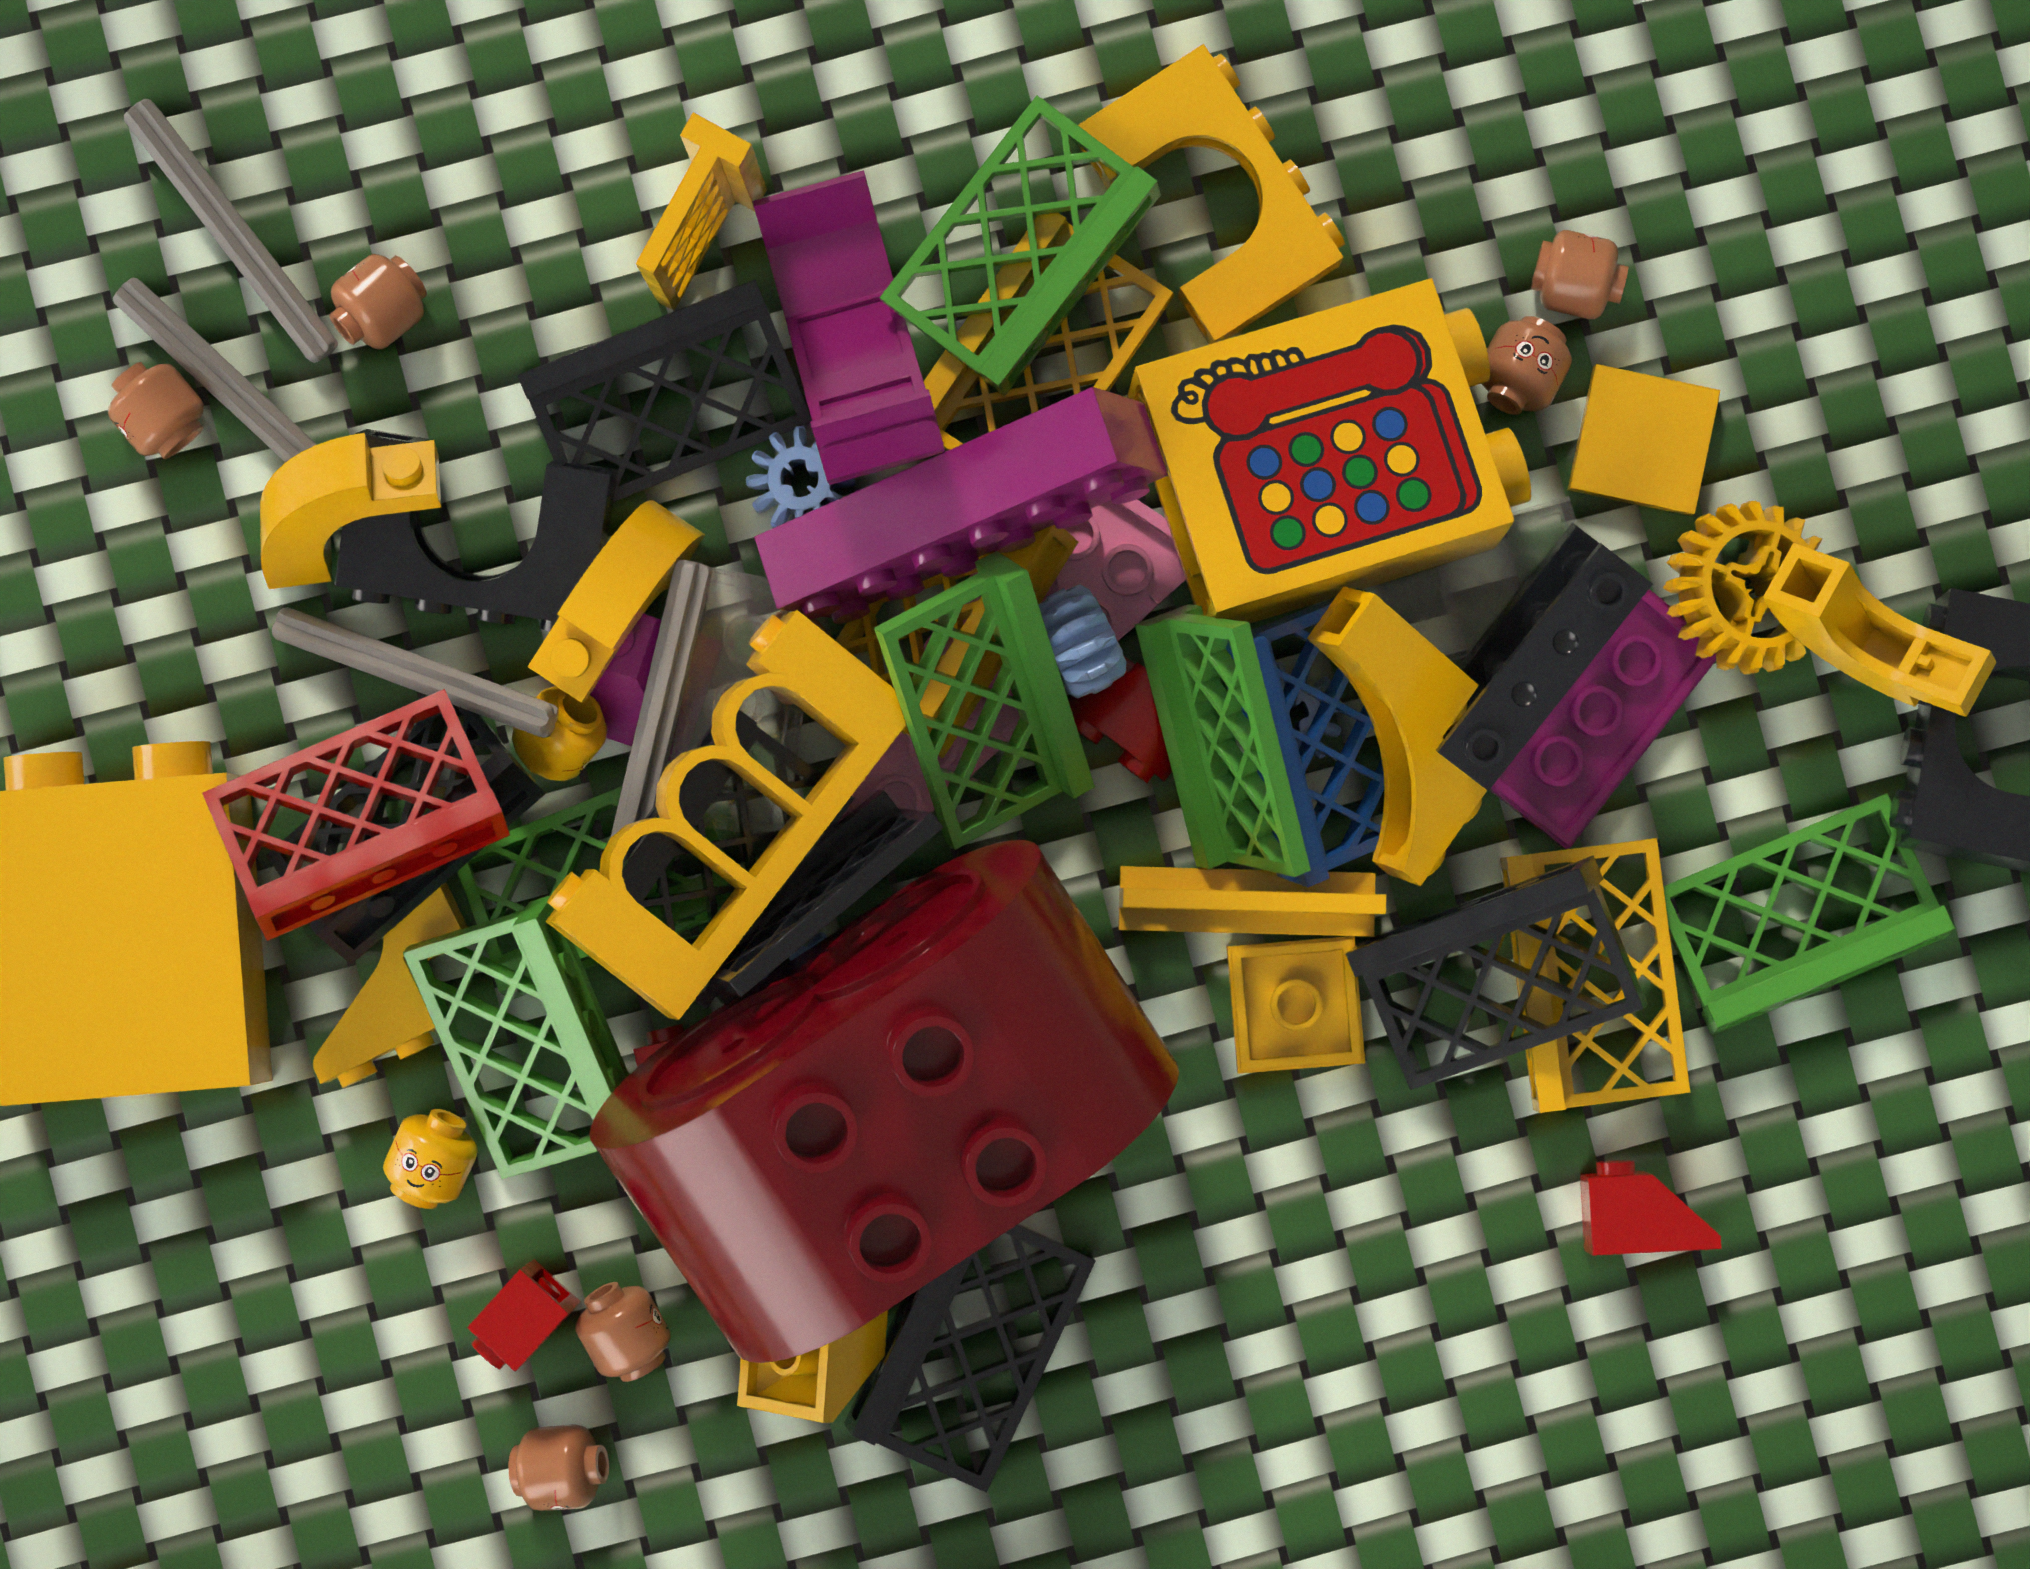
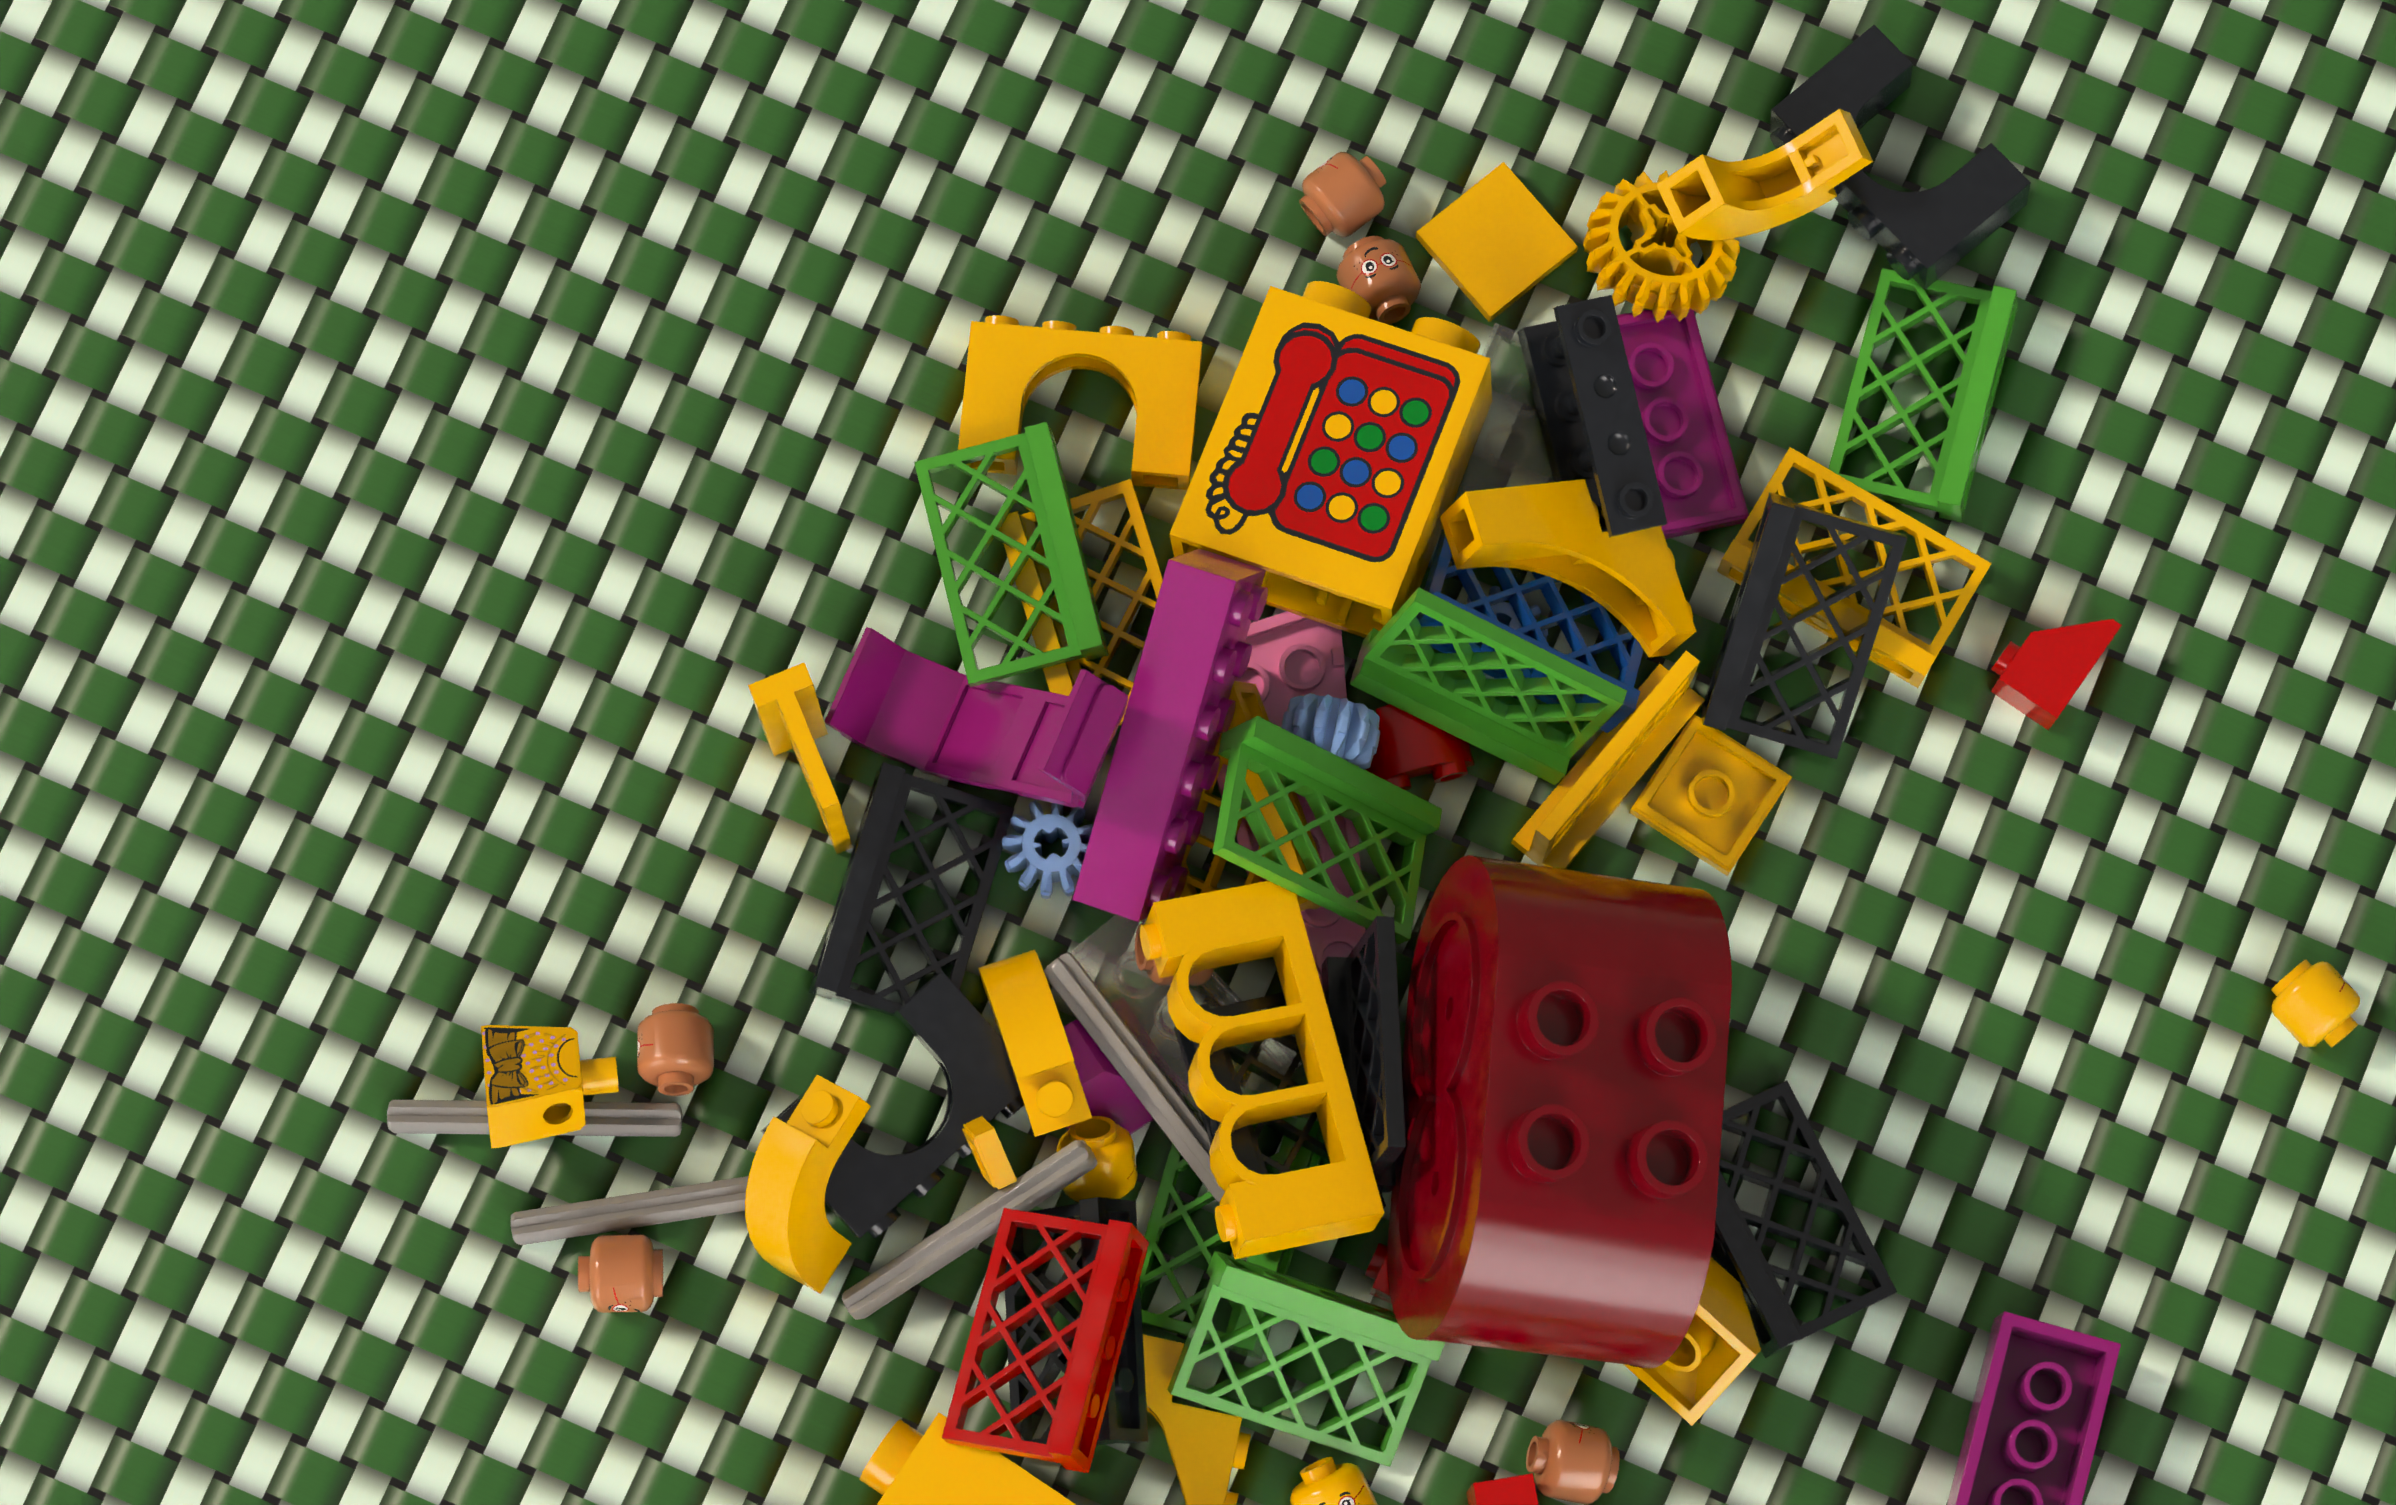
camera: 50 degrees left, 10 degrees down
(253, 209) = (538, 1082): none -> yellow torso
(487, 638) = (989, 1153): none -> yellow tile

